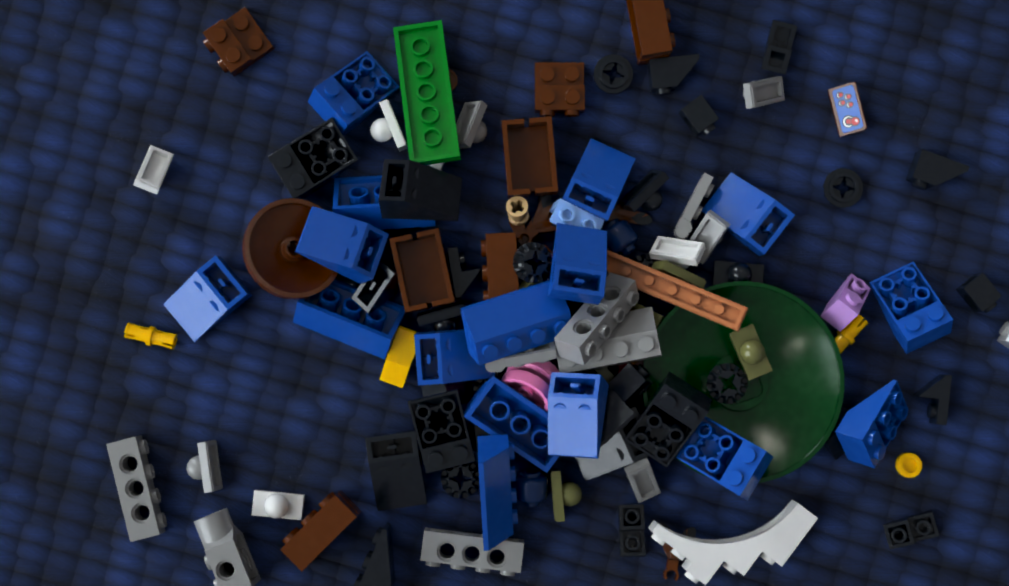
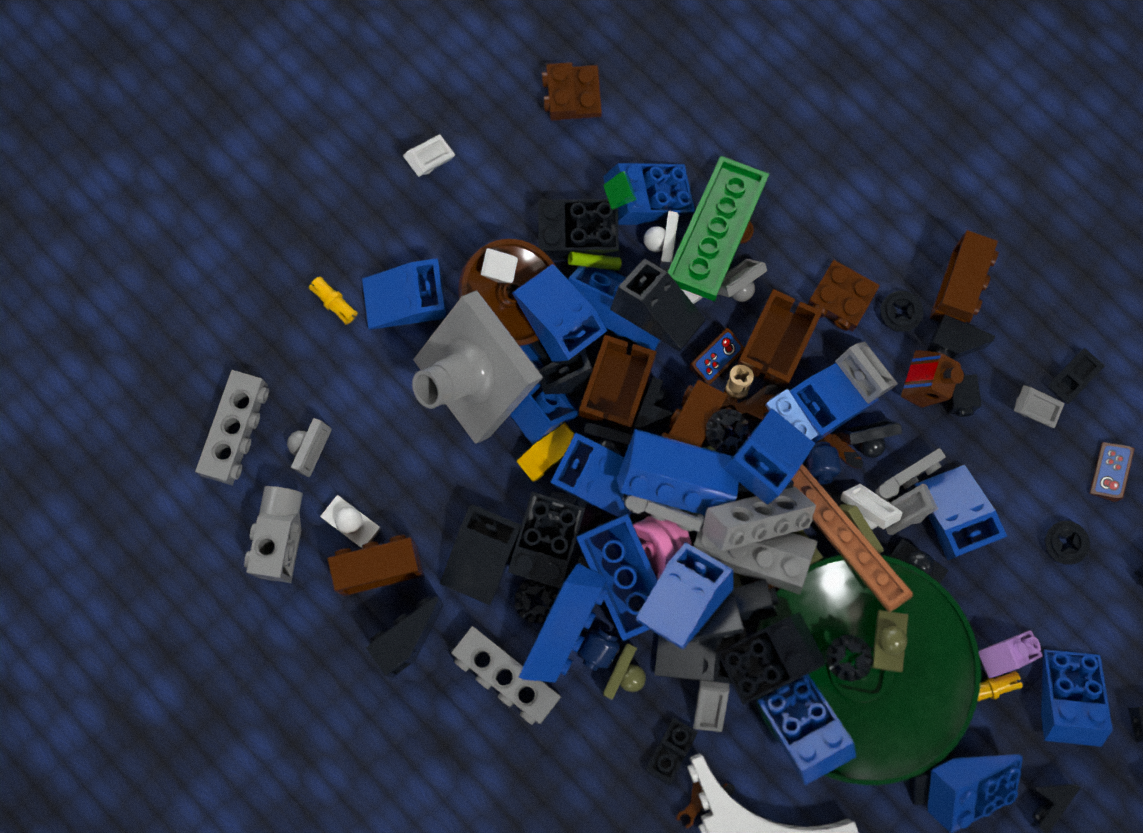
camera: 35 degrees right, 10 degrees down
(271, 235) = (499, 266): none -> white slope
(301, 331) = (474, 368): none -> light grey piece
(330, 111) = (619, 190): none -> green slope
(343, 178) = (594, 261): none -> lime piece
(488, 199) = (717, 357): none -> slope
(610, 146) = (866, 371): none -> light grey tile
(667, 119) = (931, 378): none -> reddish brown torso

